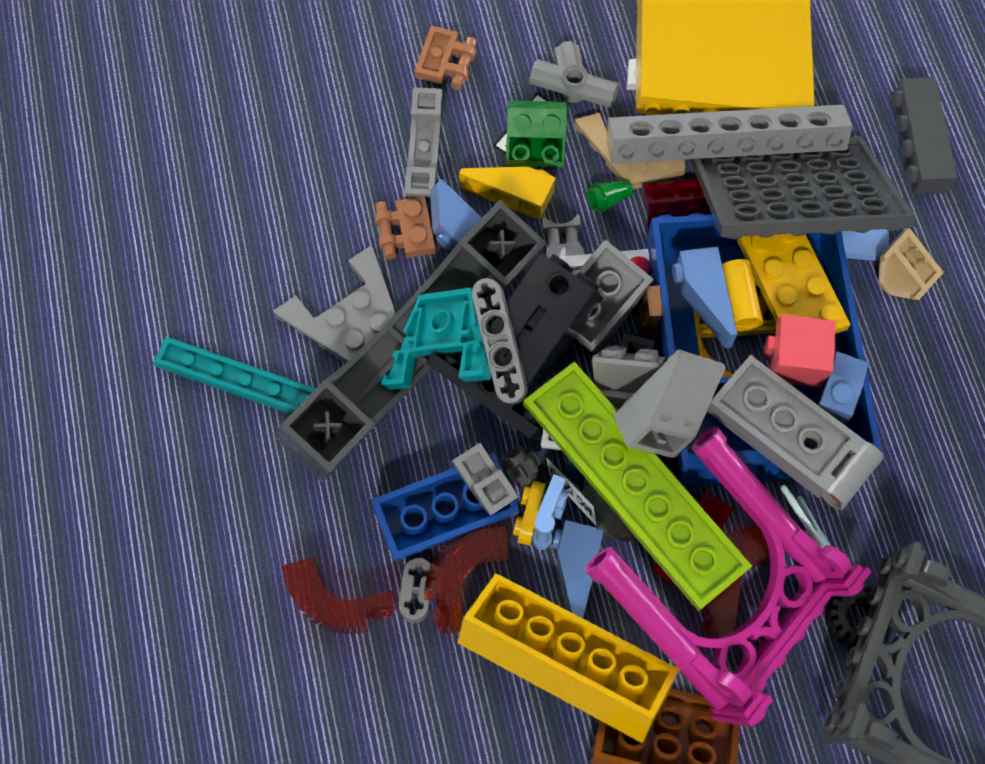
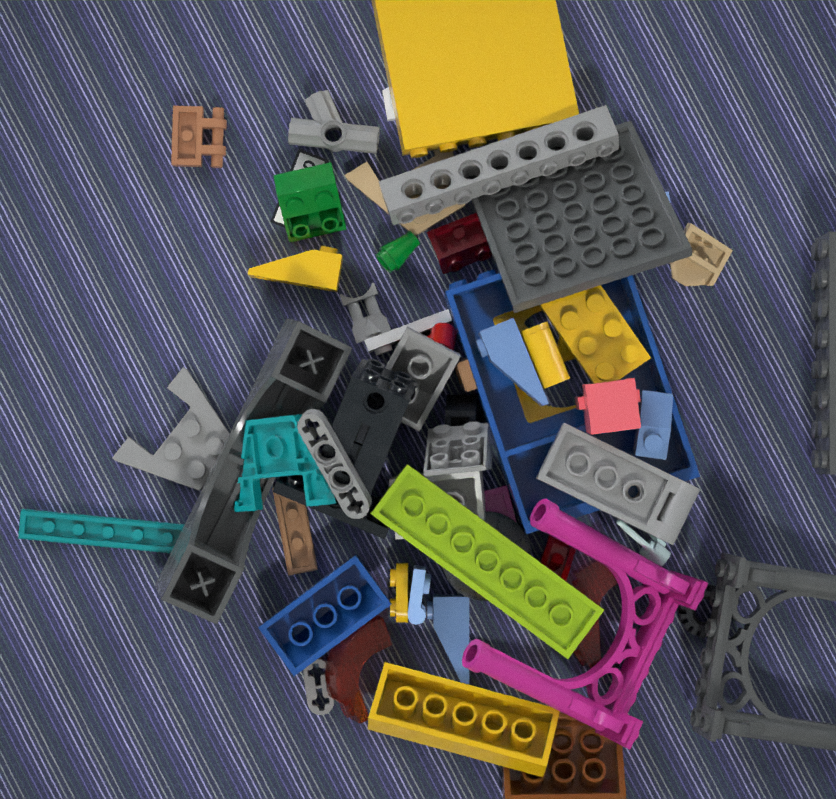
camera: 20 degrees left, 20 degrees up
(327, 610) = (245, 726): clear red arch -> none
(414, 224) = (219, 333): nougat plate -> none
(424, 142) = (203, 244): light grey slope -> none
(436, 425) = (295, 535): none -> medium nougat tile
(450, 215) = (254, 323): medium blue slope -> none
(484, 479) = (353, 585): light grey slope -> none
(520, 466) = (380, 554): dark grey gear -> none
(575, 494) = (432, 569): sticker -> none
(670, 405) = (501, 494): light grey slope -> none
(924, 136) = (691, 104): dark grey brick -> none

